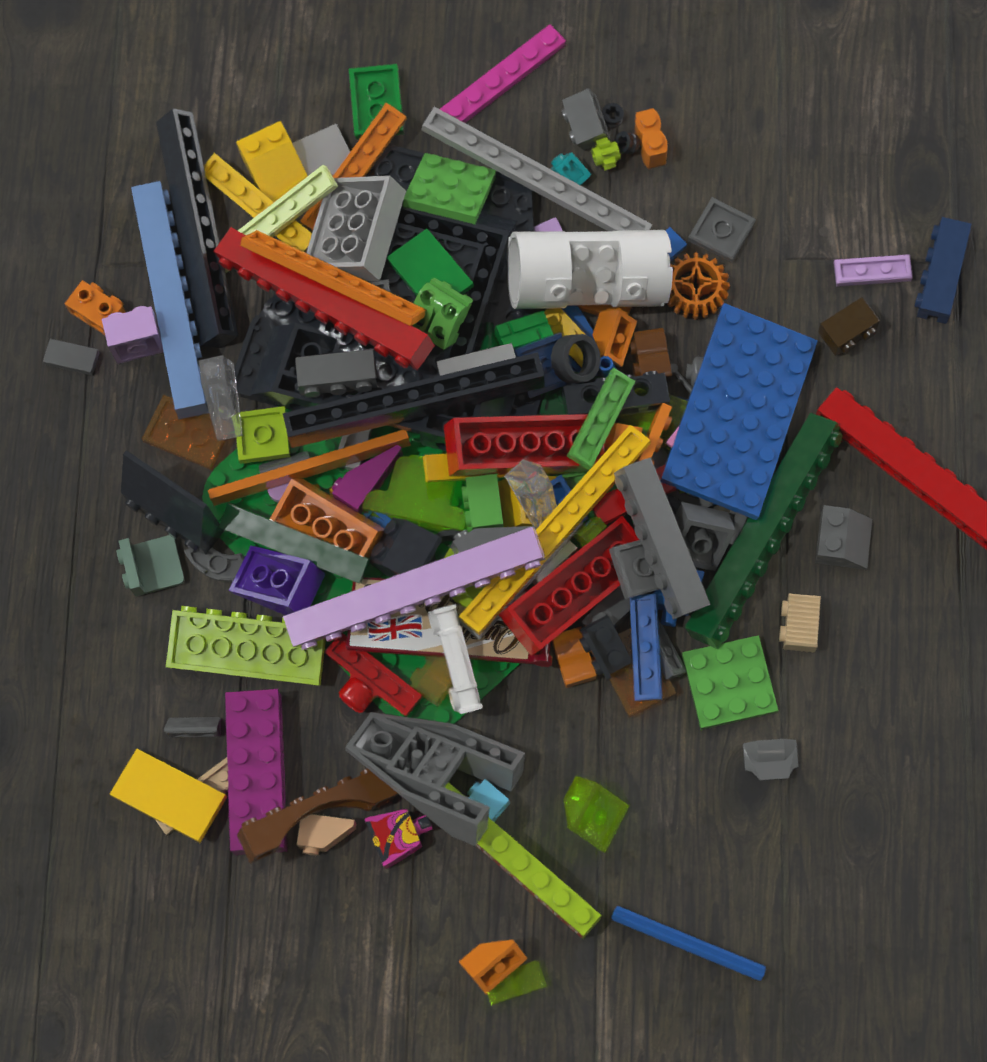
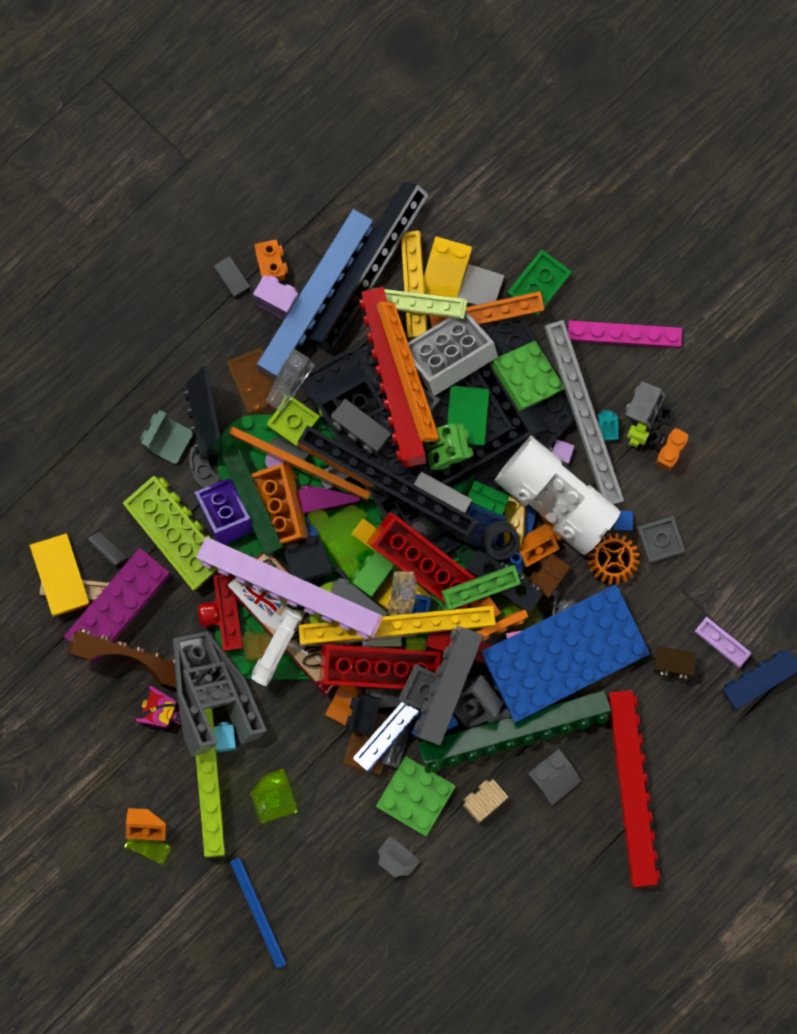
camera: 30 degrees right, 5 degrees up
(322, 833) = (121, 672): light nougat slope -> none

